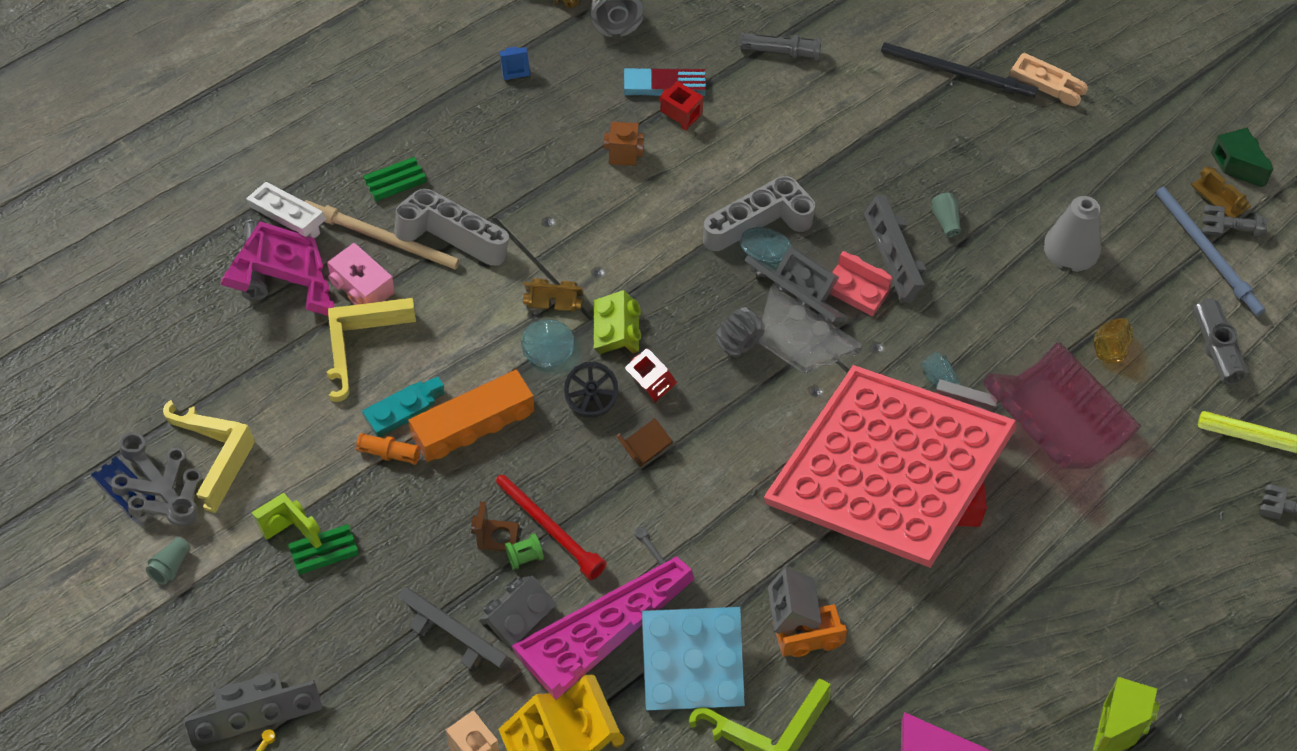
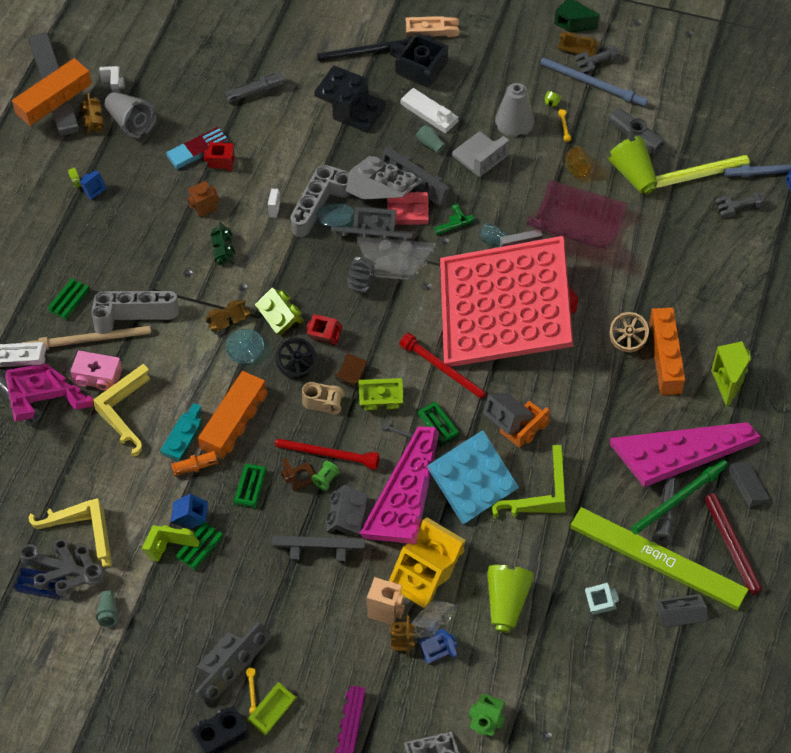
camera: 30 degrees left, 0 degrees up
(336, 501) = (189, 511): none -> blue brick
(414, 529) = (246, 501): none -> green tile
(501, 42) = (74, 177): none -> lime tile
(593, 459) = (323, 397): none -> tan piece
(611, 209) = (222, 238): none -> dark green hinge
(662, 489) = (381, 393): none -> lime bracket
(702, 192) = (274, 203): none -> white tile
(705, 591) = (447, 437): none -> green tile
(741, 448) = (410, 343): none -> red piece
(843, 230) = (379, 180): none -> light grey slope
(882, 115) = (350, 98): none -> black bracket
(907, 329) = (455, 221): none -> green hose
(973, 179) = (429, 110): none -> white hinge
(999, 264) = (481, 153): none -> light grey bracket
(1003, 111) = (420, 59): none -> black hinge
(1024, 591) = (628, 332): none -> tan wheel
(1057, 644) = (666, 351): none -> orange brick
(1139, 269) = (562, 113): none -> yellow hinge
(1140, 244) = (552, 98): none -> lime hinge
(1185, 381) = (634, 164): none -> lime cone

